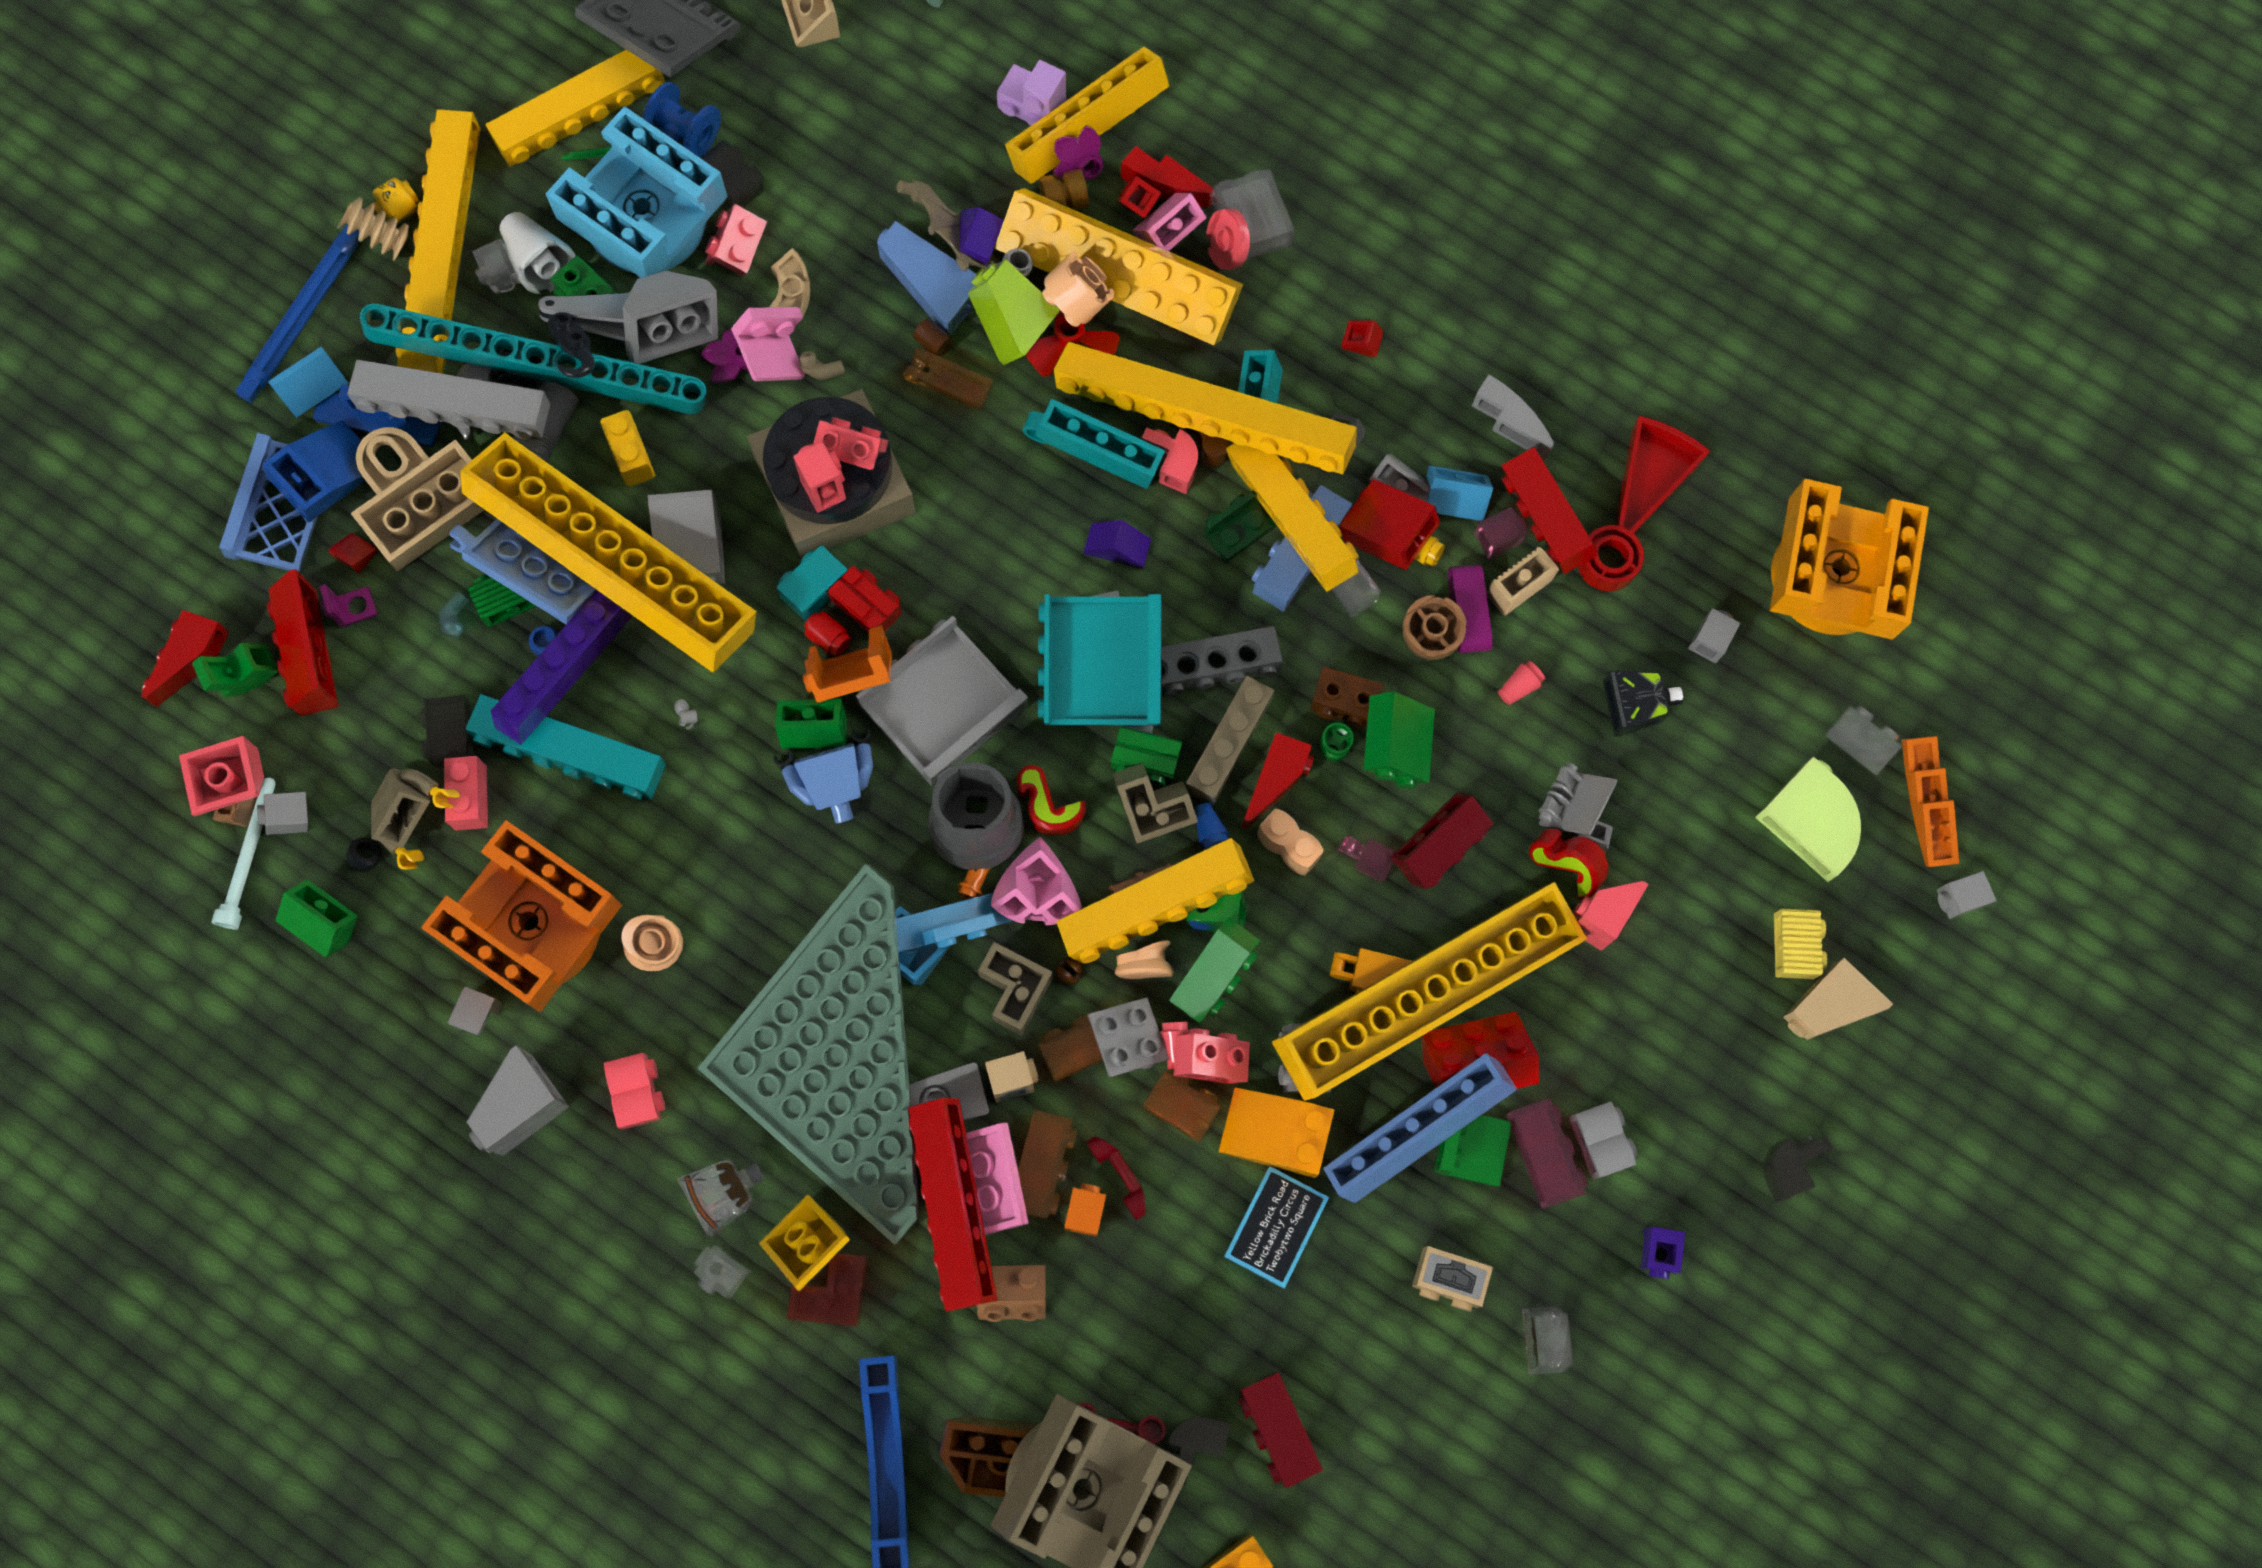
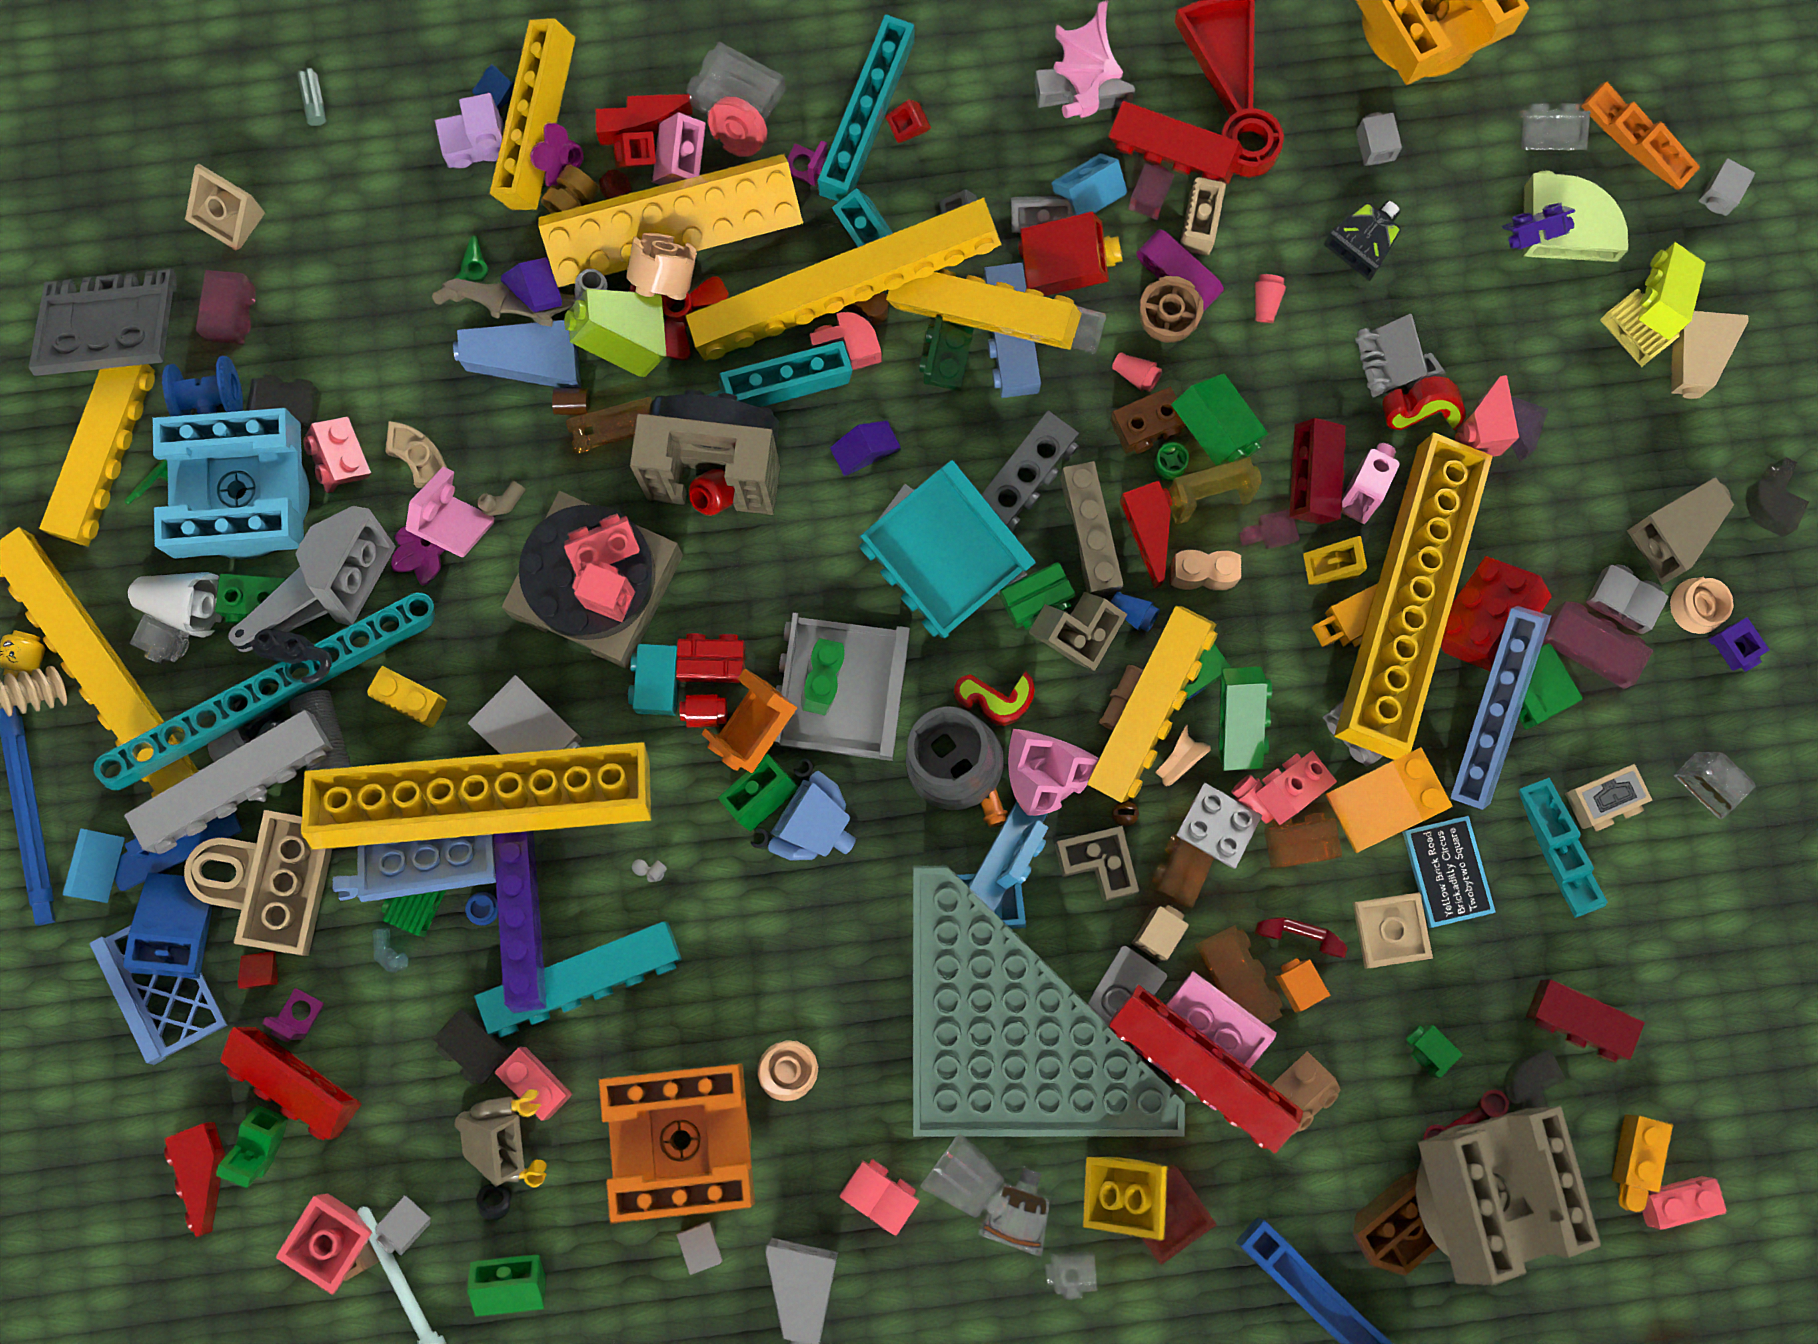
camera: 35 degrees left, 5 degrees up
(705, 1132) = (966, 1180): none -> clear torso
(751, 77) = (225, 307): none -> clear pink brick
(937, 677) = (822, 676): none -> green brick
(950, 188) = (472, 265): none -> green animal
(974, 483) = (710, 492): none -> red head
(1003, 434) = (707, 435): none -> dark tan piece
(1078, 75) = (495, 83): none -> blue slope
(1103, 210) = (614, 184): none -> clear red tile
(1140, 1346) = (1432, 1050): none -> green brick
(1193, 1233) = (1392, 930): none -> tan tile
(1262, 313) = (815, 166): none -> magenta bracket
(1337, 301) = (866, 108): none -> teal brick
(1351, 780) = (1212, 481): none -> clear yellow panel
(1372, 658) = (1139, 372): none -> coral cone
(1381, 1285) = (1561, 847): none -> teal slope
(1395, 919) = (1336, 562): none -> yellow slope
(1474, 882) = (1370, 483): none -> bright pink torso
(1532, 398) = (1086, 63): none -> bright pink animal
(1637, 938) = (1529, 423): none -> clear purple slope
(1660, 1196) = (1701, 604): none -> light nougat piece
(1692, 1117) = (1681, 530): none -> dark tan slope
(1793, 801) = (1552, 221): none -> dark purple hinge
(1844, 932) = (1671, 290): none -> neon yellow brick

